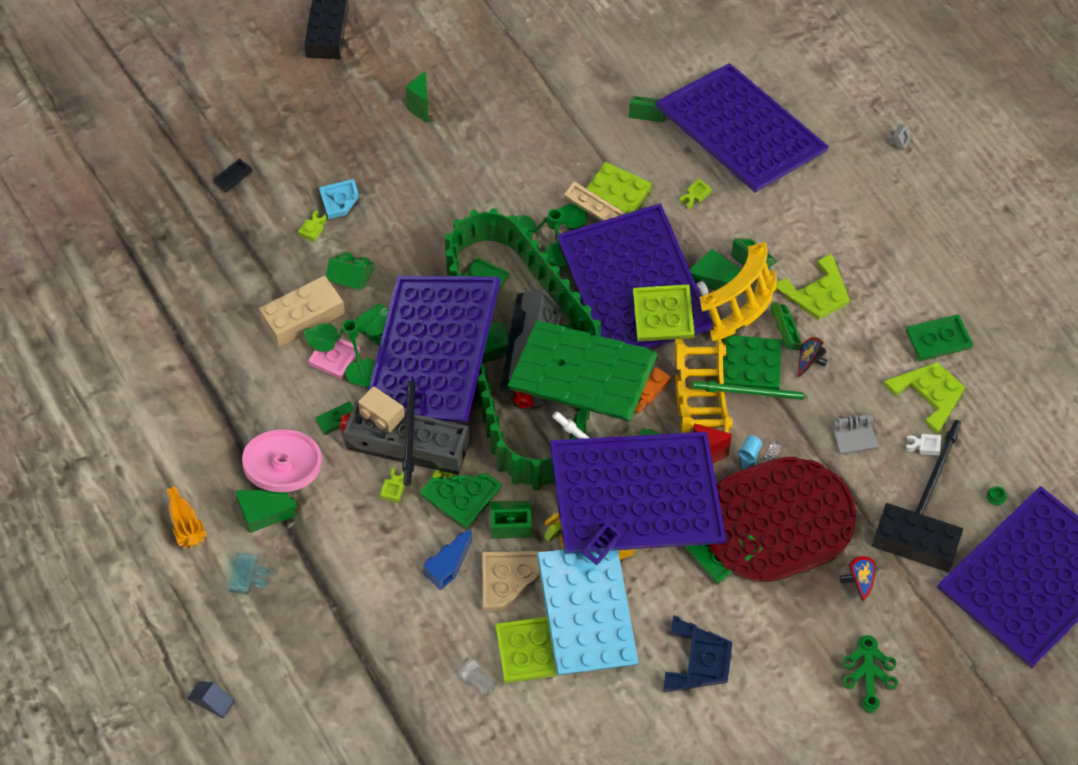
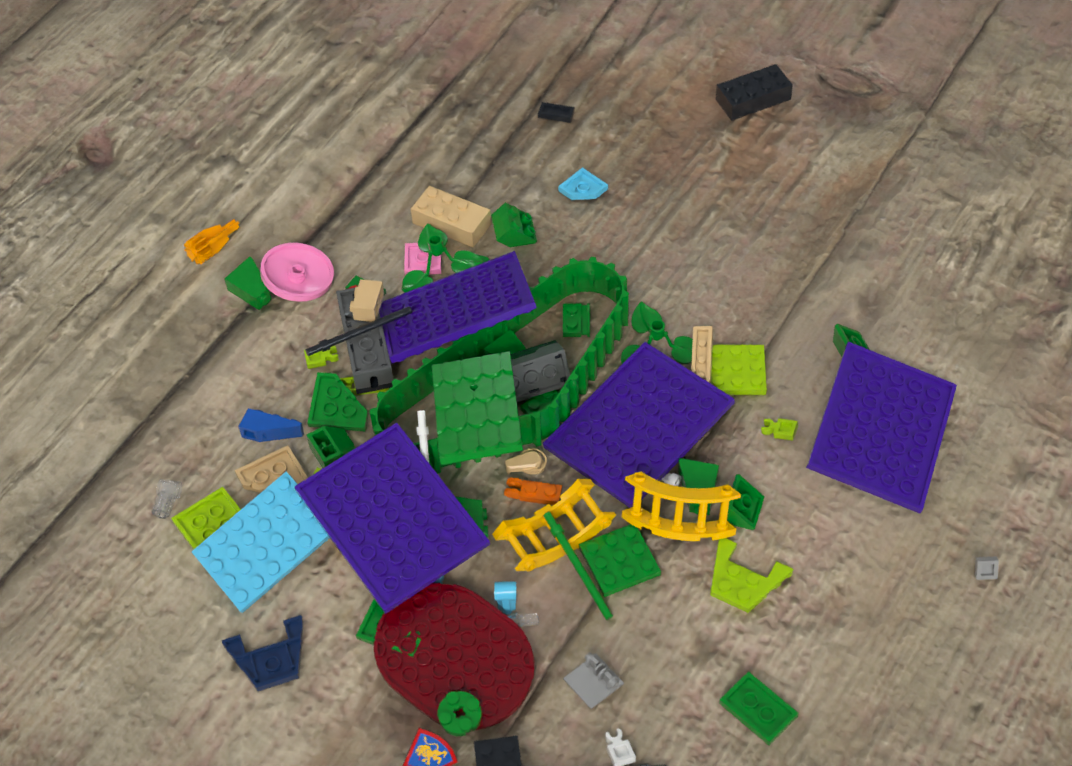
camera: 65 degrees right, 5 degrees down
(212, 698) = (63, 338): dark blue slope -> none
(243, 574) = (184, 301): clear light blue hinge -> none
(312, 228) = (541, 185): lime plate -> none
(417, 97) = (726, 182): green slope -> none
(611, 530) = (328, 511): dark purple slope -> none
(663, 313) = (613, 457): lime plate -> none
(718, 441) = (492, 560): red slope -> none
(786, 326) = (676, 568): green hinge -> none
(811, 352) = (656, 604): shield -> none
(838, 526) = (464, 724): none -> green plate
(935, 386) = (697, 732): lime wing -> none

